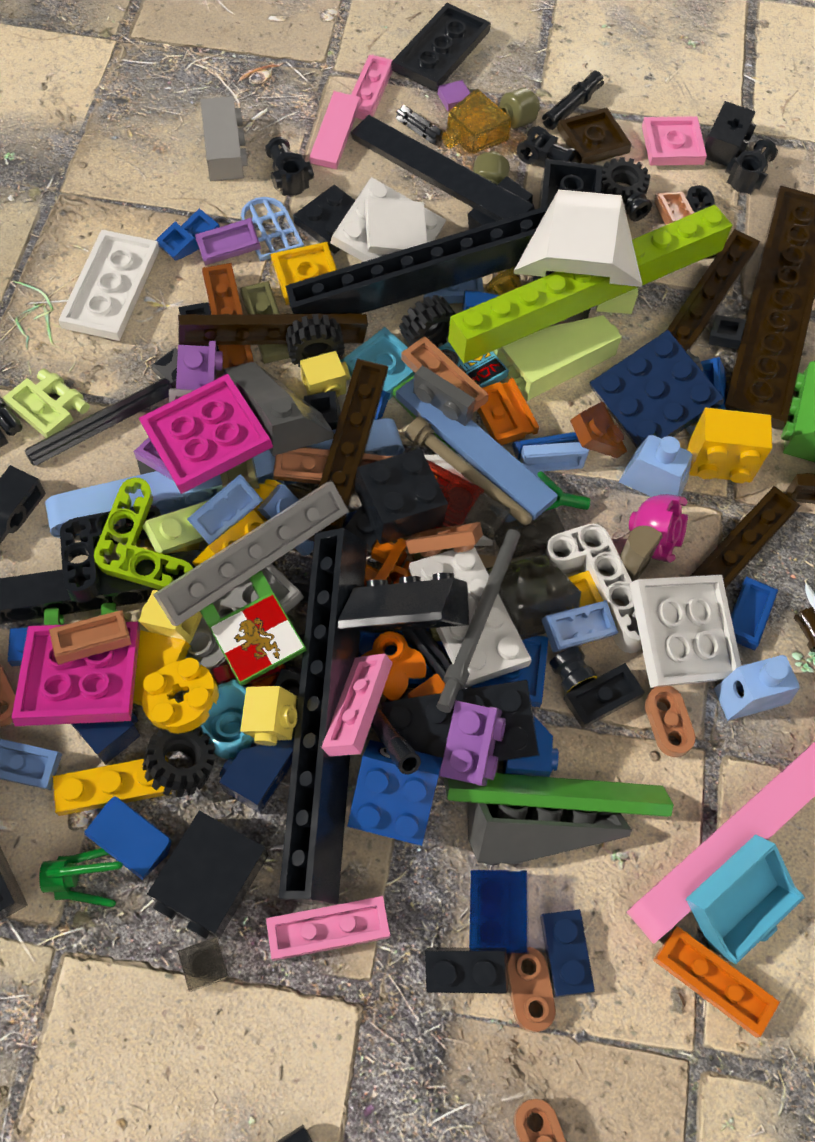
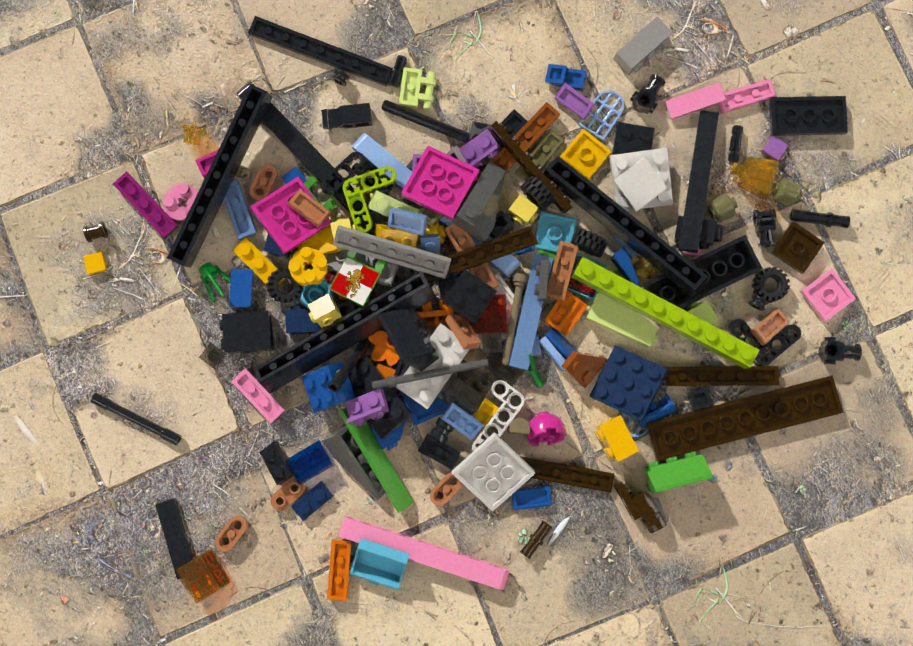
camera: 60 degrees right, 20 degrees up
(109, 285) = (506, 63): white plate -> none
(357, 705) = (352, 346): bright pink plate -> none
(583, 236) = (676, 295): white wedge -> none
(658, 467) = (579, 410): light blue torso -> none
(729, 132) = (866, 321): black brick -> none
(765, 687) = (487, 520): light blue torso -> none

